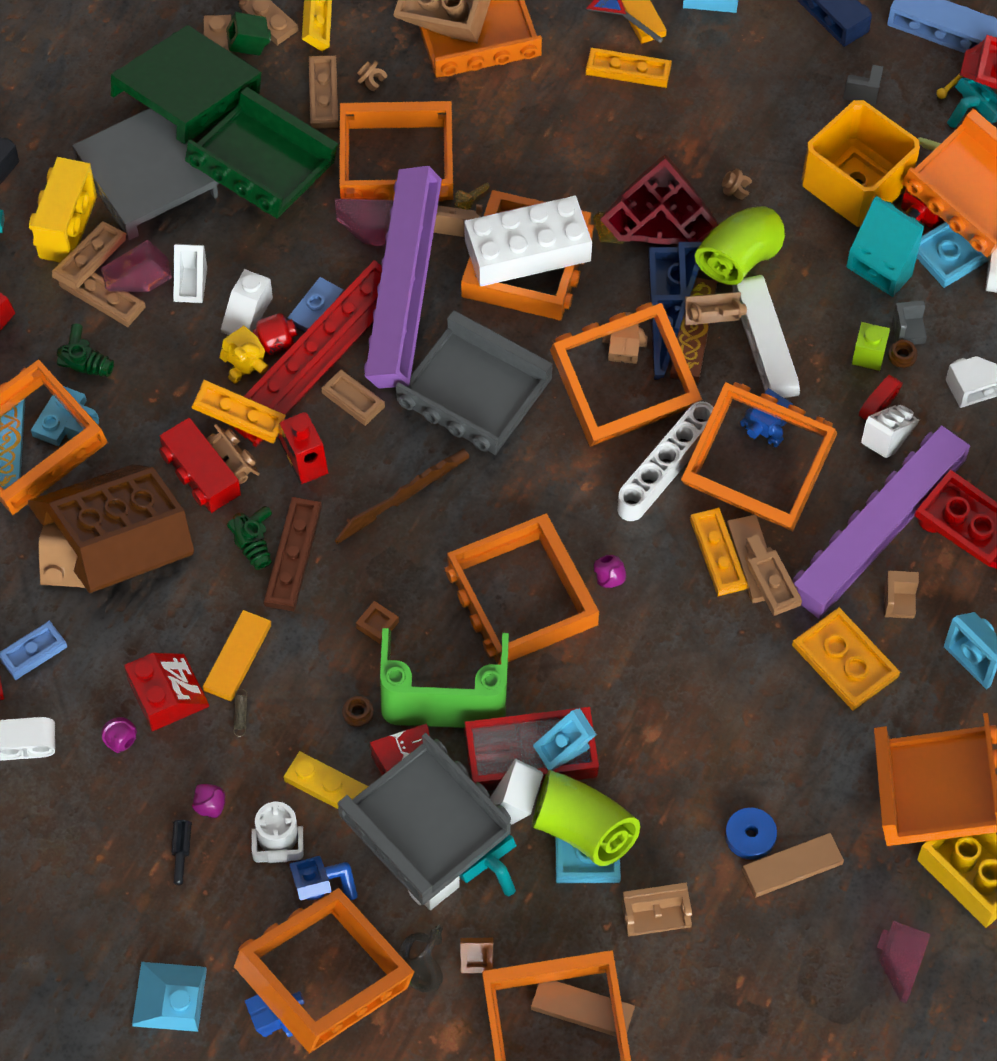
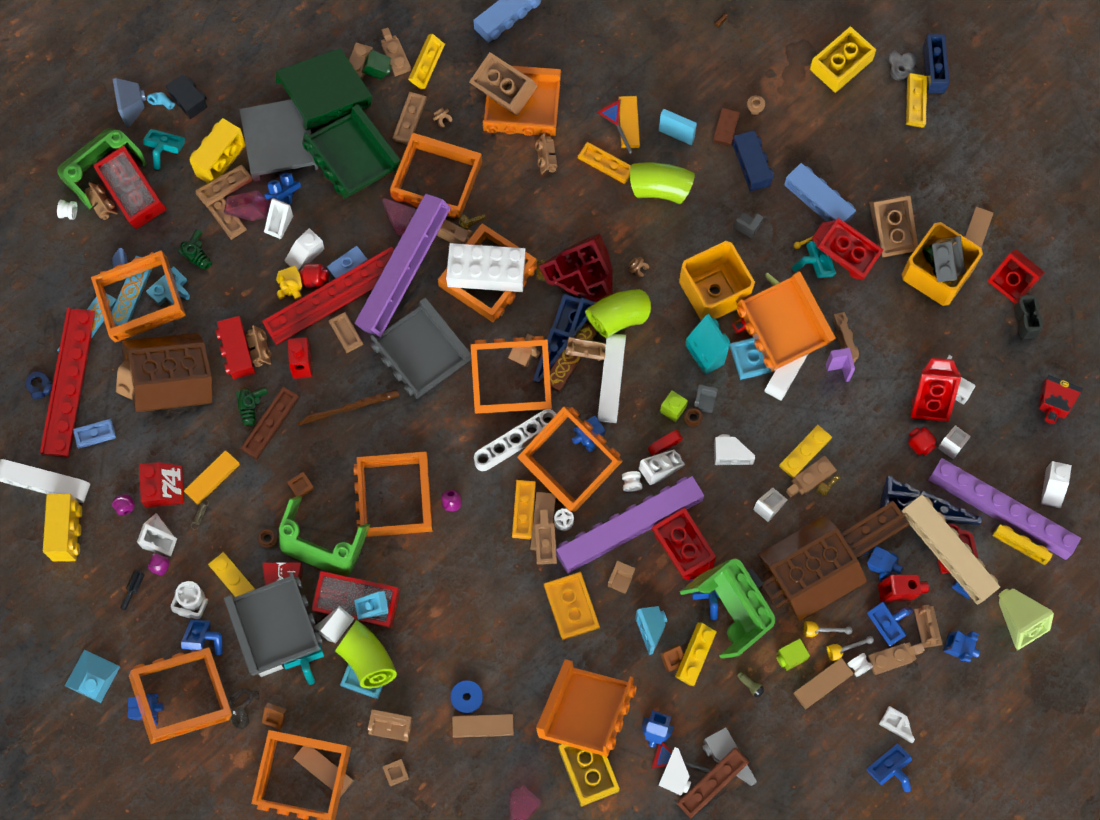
camera: 20 degrees right, 10 degrees up
(41, 792) = (62, 527): none -> yellow brick
(180, 229) = (283, 191): none -> blue hips
(190, 766) = (156, 537): none -> white slope
(238, 411) = (270, 321): light orange tile -> none
(536, 75) = (544, 147): none -> medium nougat hinge
(693, 974) = (395, 772): none -> medium nougat tile
(724, 62) = (661, 181): none -> lime brick
(786, 538) = (562, 516): none -> white wheel
(857, 463) = (632, 481): none -> white wheel

